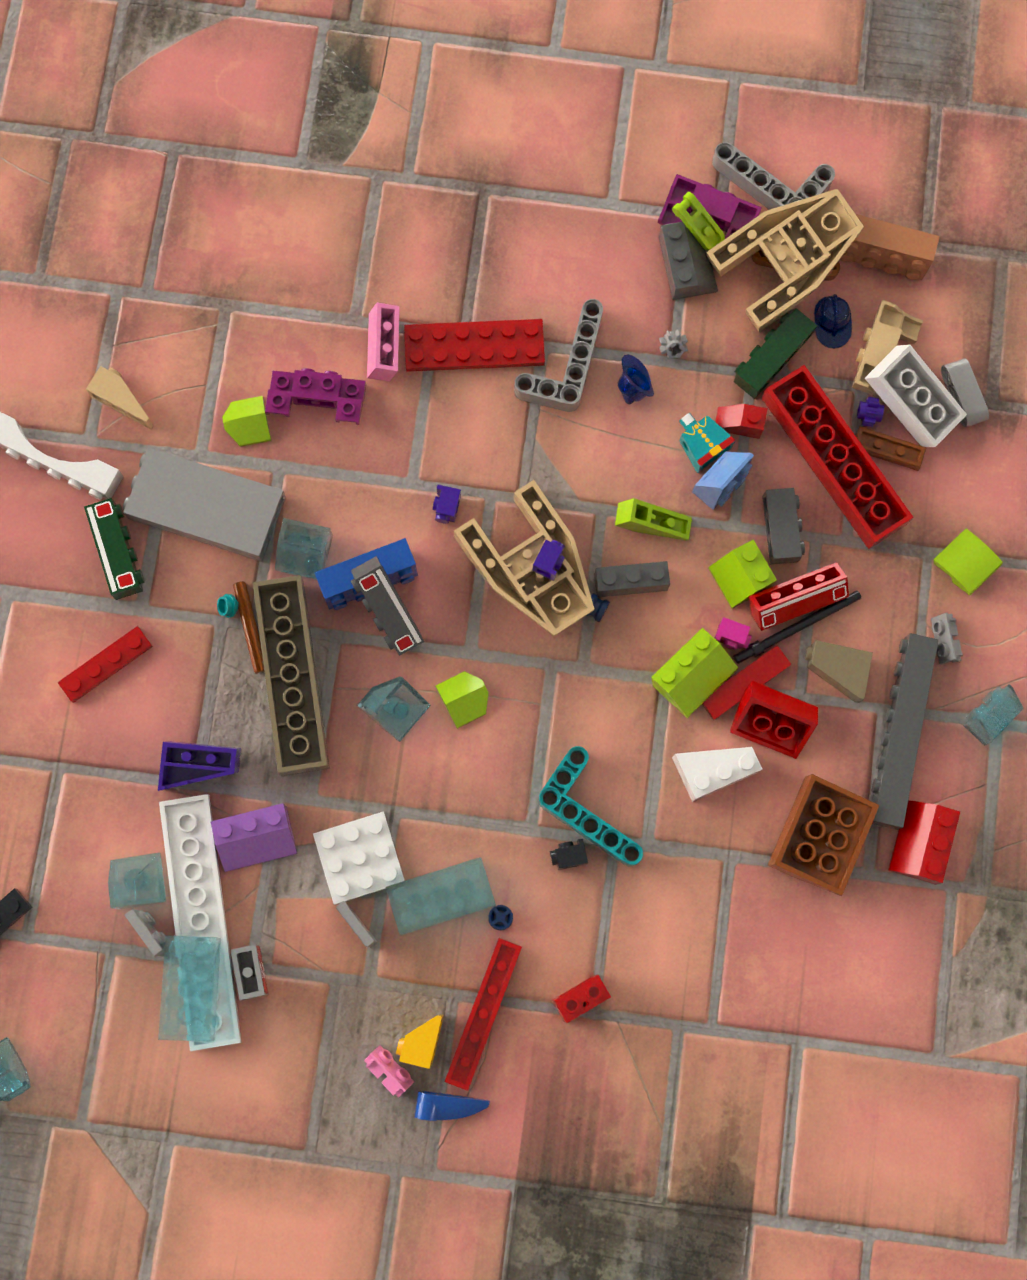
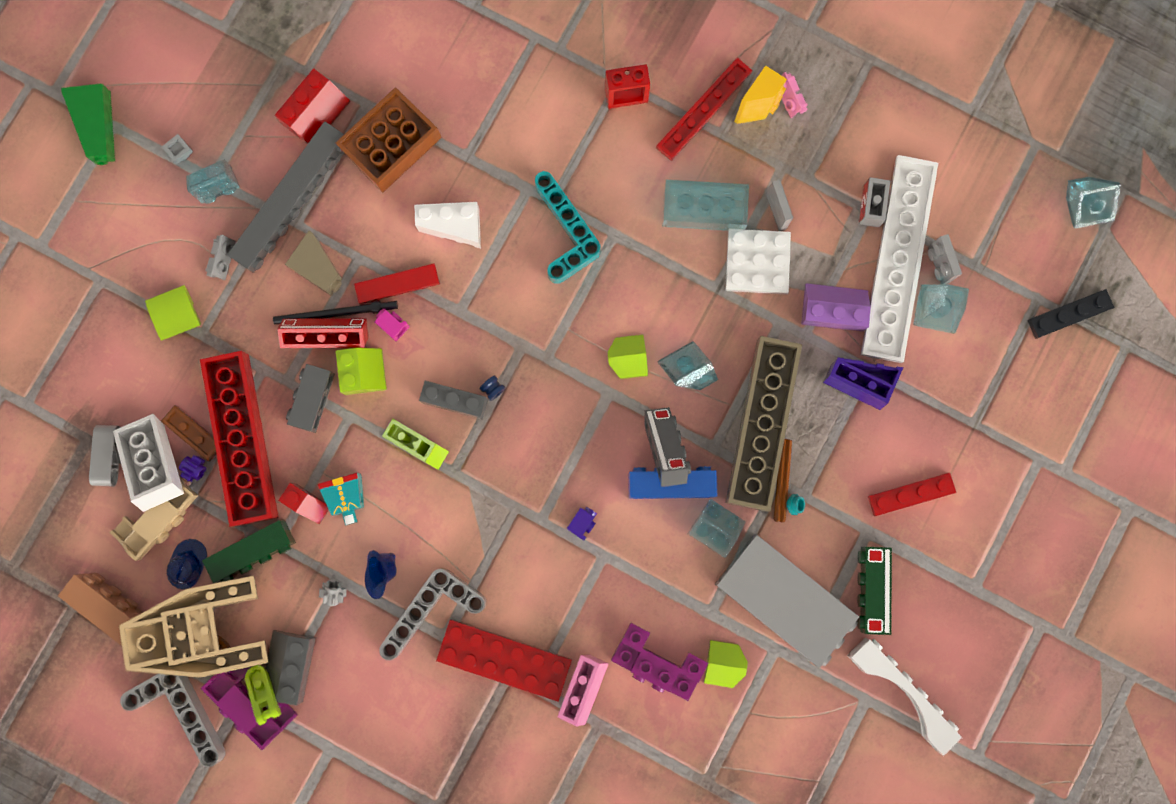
camera: 155 degrees left, 5 degrees up
(113, 392) = (831, 733): tan slope -> none
(189, 988) = (925, 204): clear light blue brick -> none
(441, 1106) = (756, 54): blue piece -> none
(500, 914) = (664, 169): dark blue wheel -> none
(547, 602) = (527, 429): tan wedge -> none
(548, 559) = (516, 434): dark purple brick -> none
(569, 855) = (592, 199): black brick -> none
(694, 673) = (434, 303): lime slope -> none
(722, 477) = (341, 454): medium blue slope -> none
(774, 719) = (386, 243): red slope -> none

